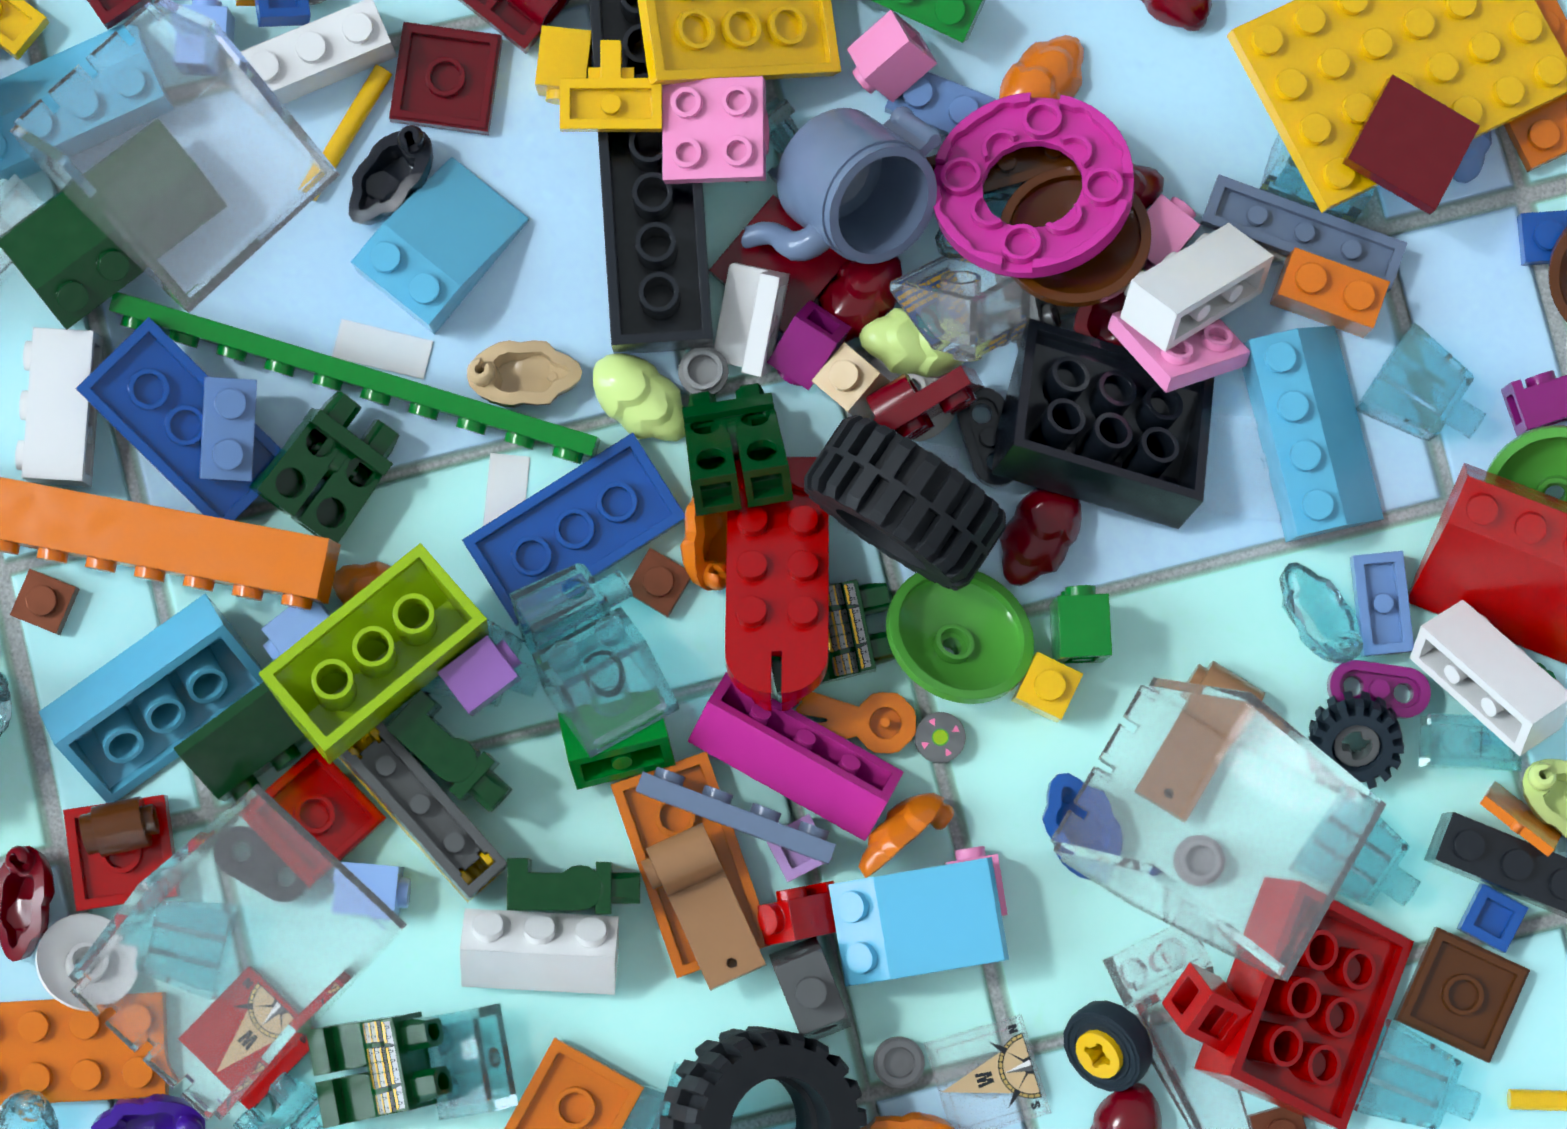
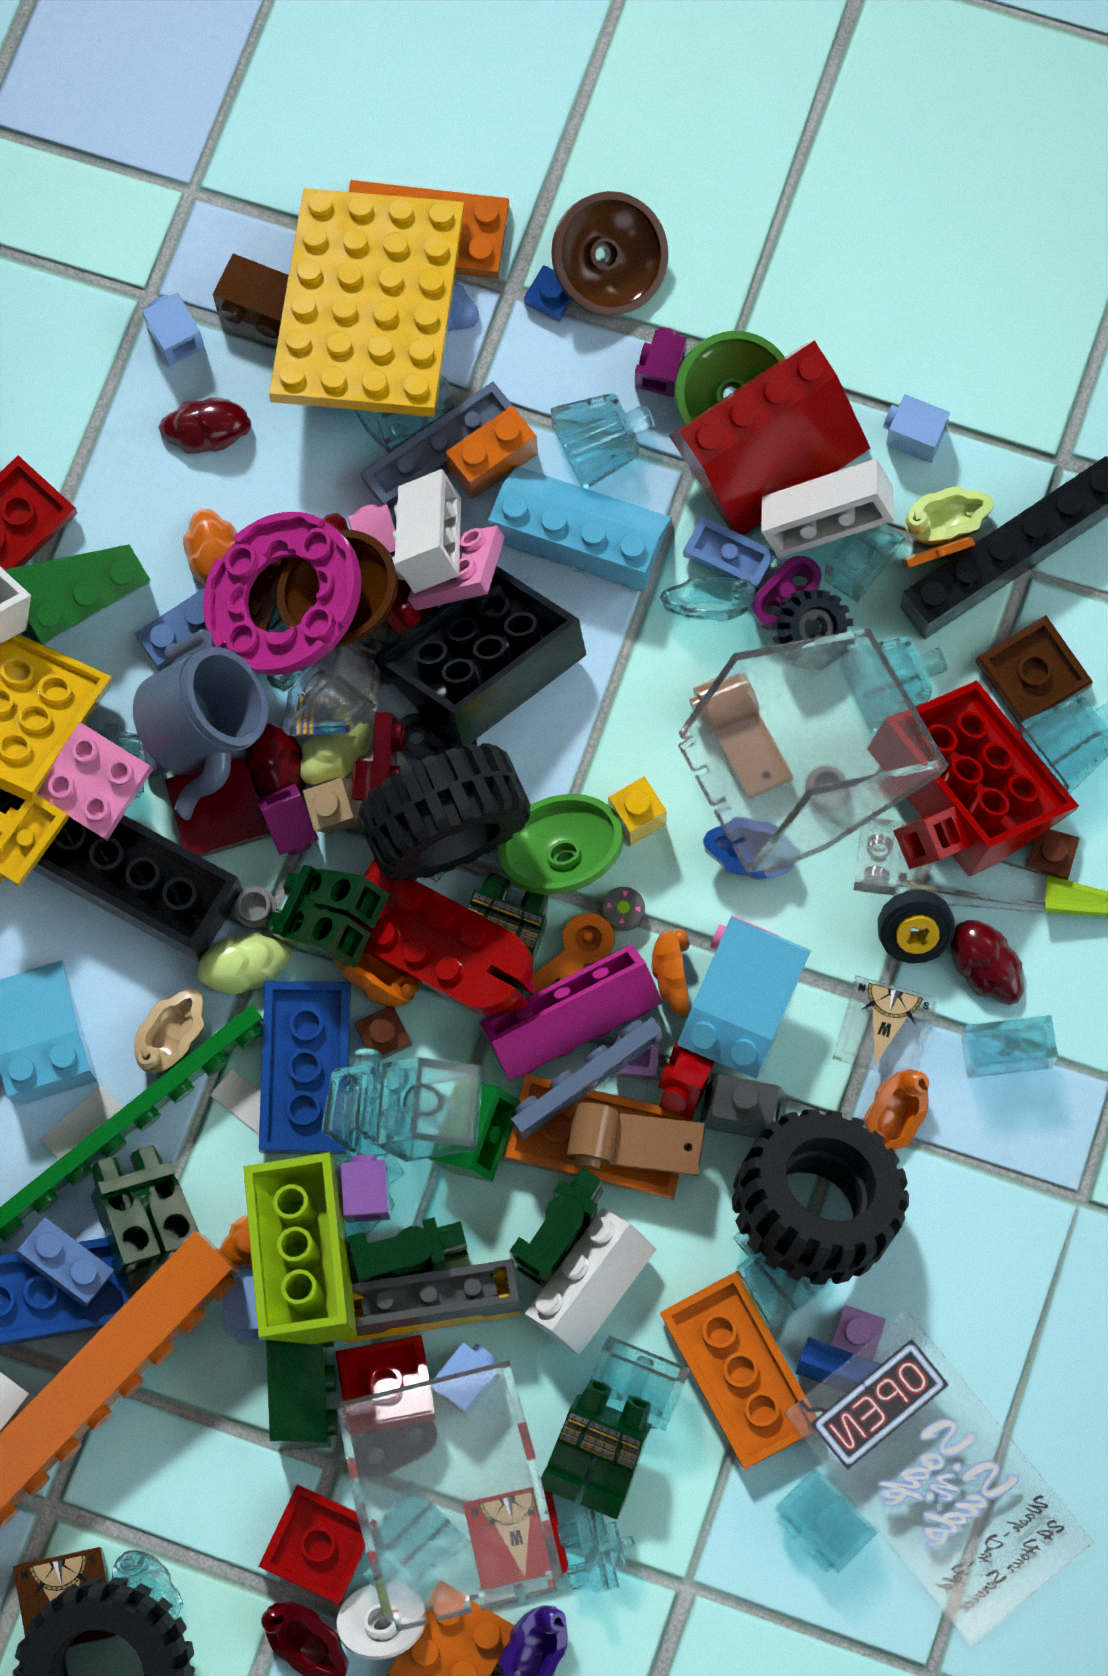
camera: 50 degrees left, 10 degrees down
(44, 602) = (96, 1485): copper plate -> none
(119, 827) = (299, 1527): reddish brown brick -> none
(150, 698) = (222, 1447): medium azure slope -> none
(751, 317) = (239, 848): white panel -> none
(890, 57) = (125, 637): bright pink brick -> none
(898, 1062) = (834, 1083): flat silver tile -> none
(1039, 535) = (529, 749): dark red arm -> none
(1080, 626) = (610, 757): green brick -> none
(1411, 144) = (429, 327): dark red tile -> none
(1492, 918) = (994, 617): blue plate -> none

